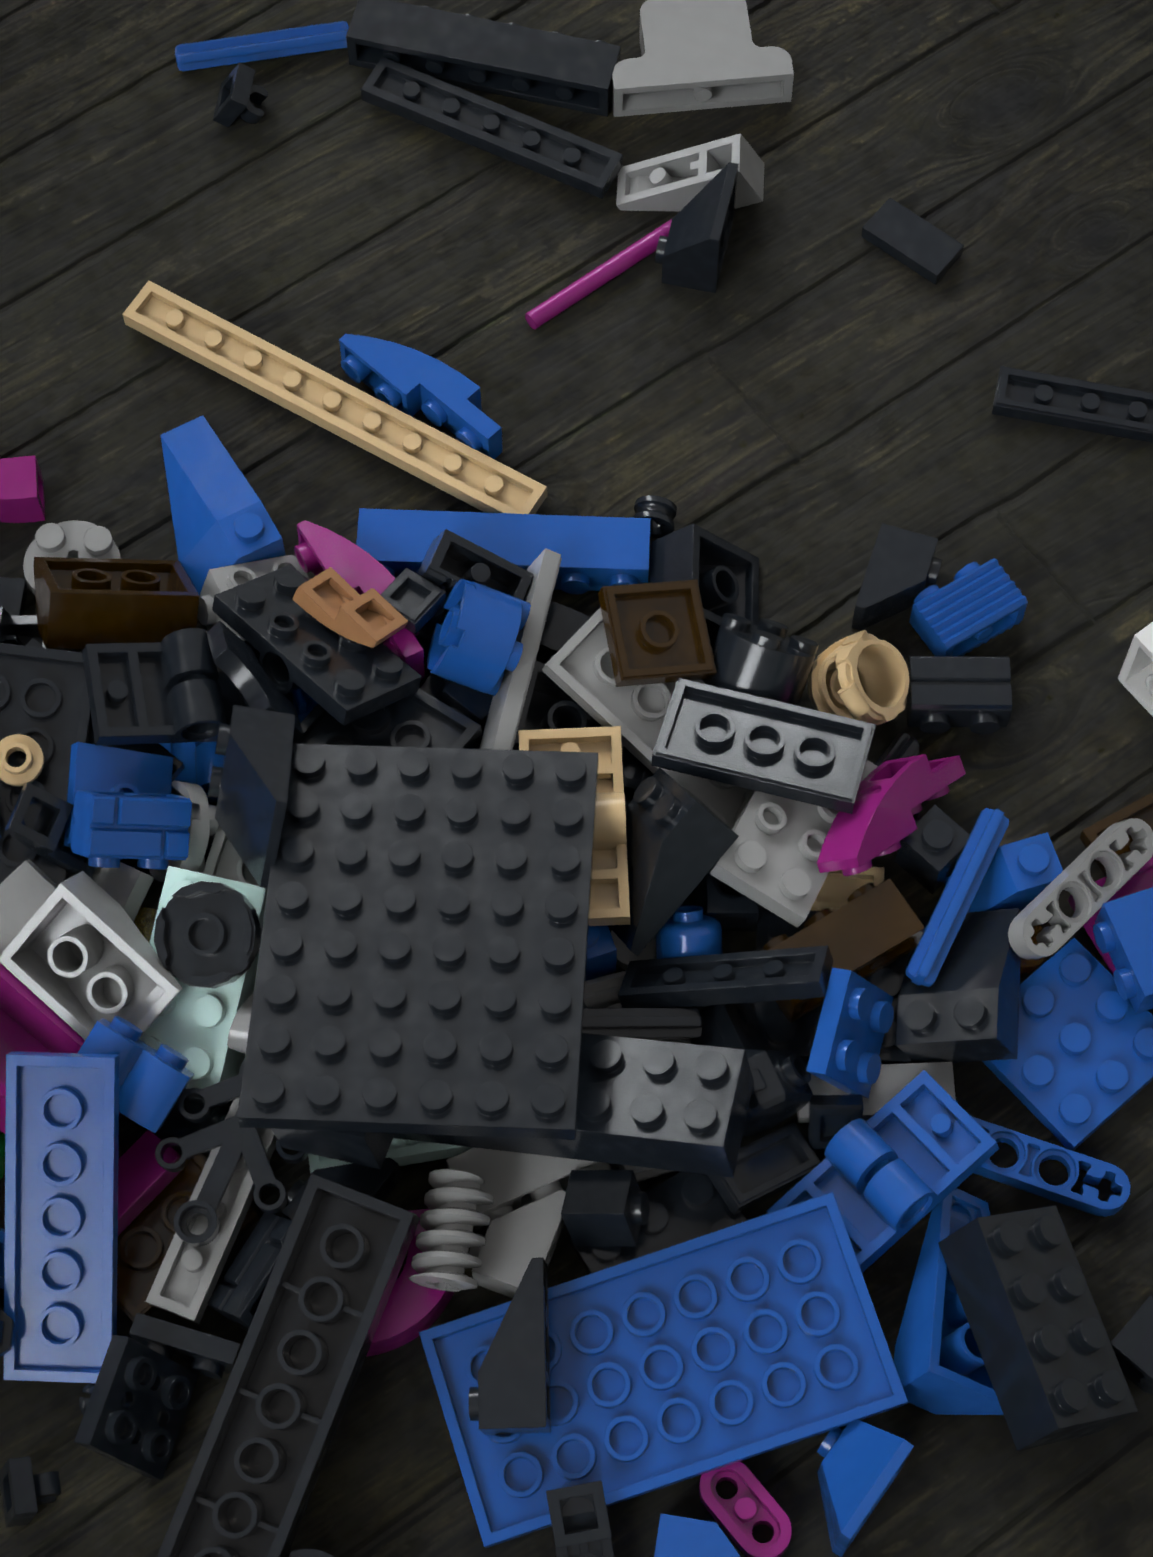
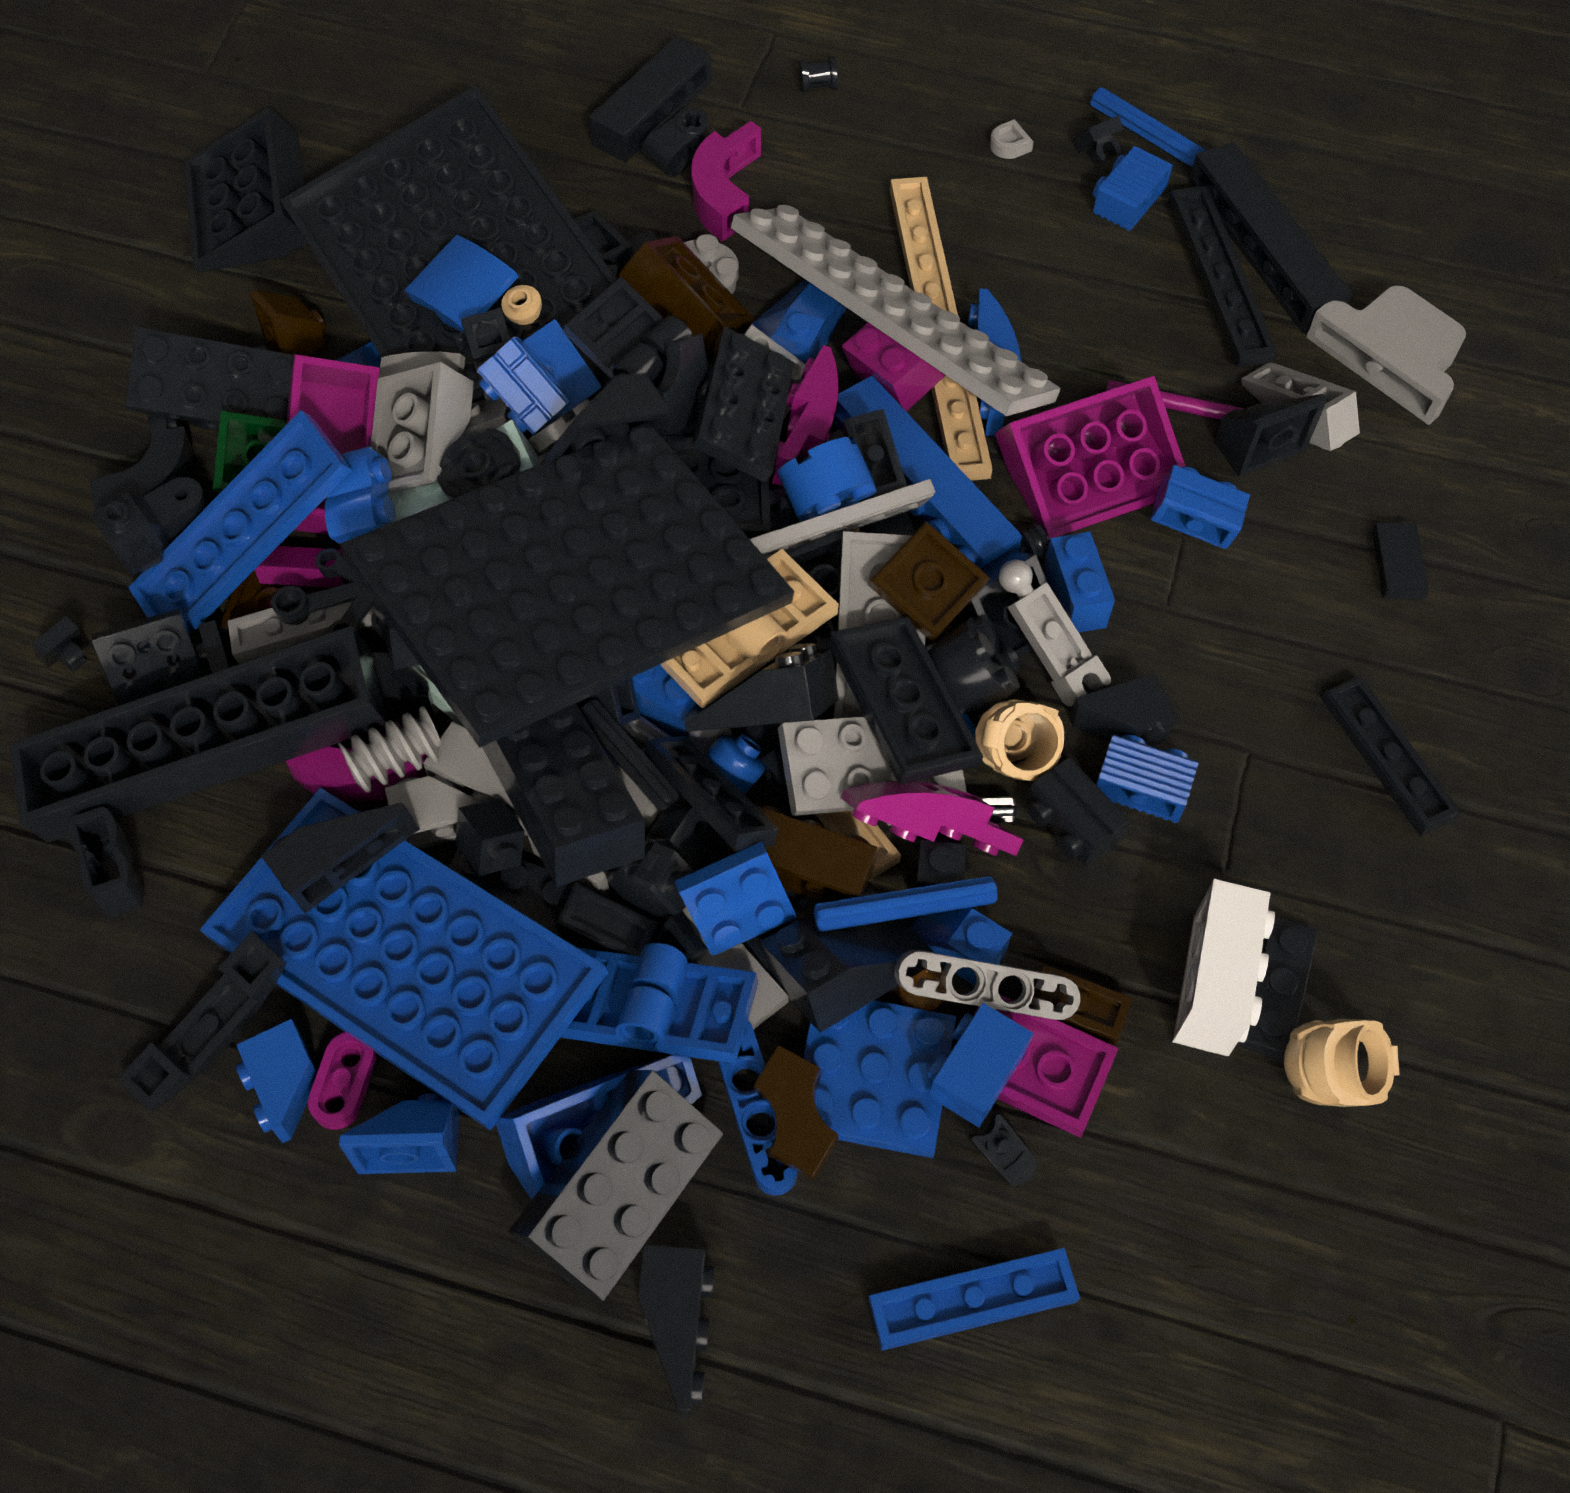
camera: 50 degrees right, 5 degrees down
(161, 173) = (1010, 140): none -> light grey tile
(296, 431) = (897, 310): none -> light grey plate
(324, 119) = (1131, 187): none -> blue brick
(356, 469) = (891, 364): none -> magenta slope
(358, 617) = (780, 399): medium nougat slope -> none
(414, 599) = (819, 428): black tile -> none
(605, 393) = (1091, 456): none -> magenta slope
(731, 509) = (1079, 580): none -> blue brick
(734, 350) = (1200, 506): none -> blue brick
(777, 574) = (1052, 634): none -> light grey plate
(1097, 1141) = (801, 1135): none -> dark brown tile

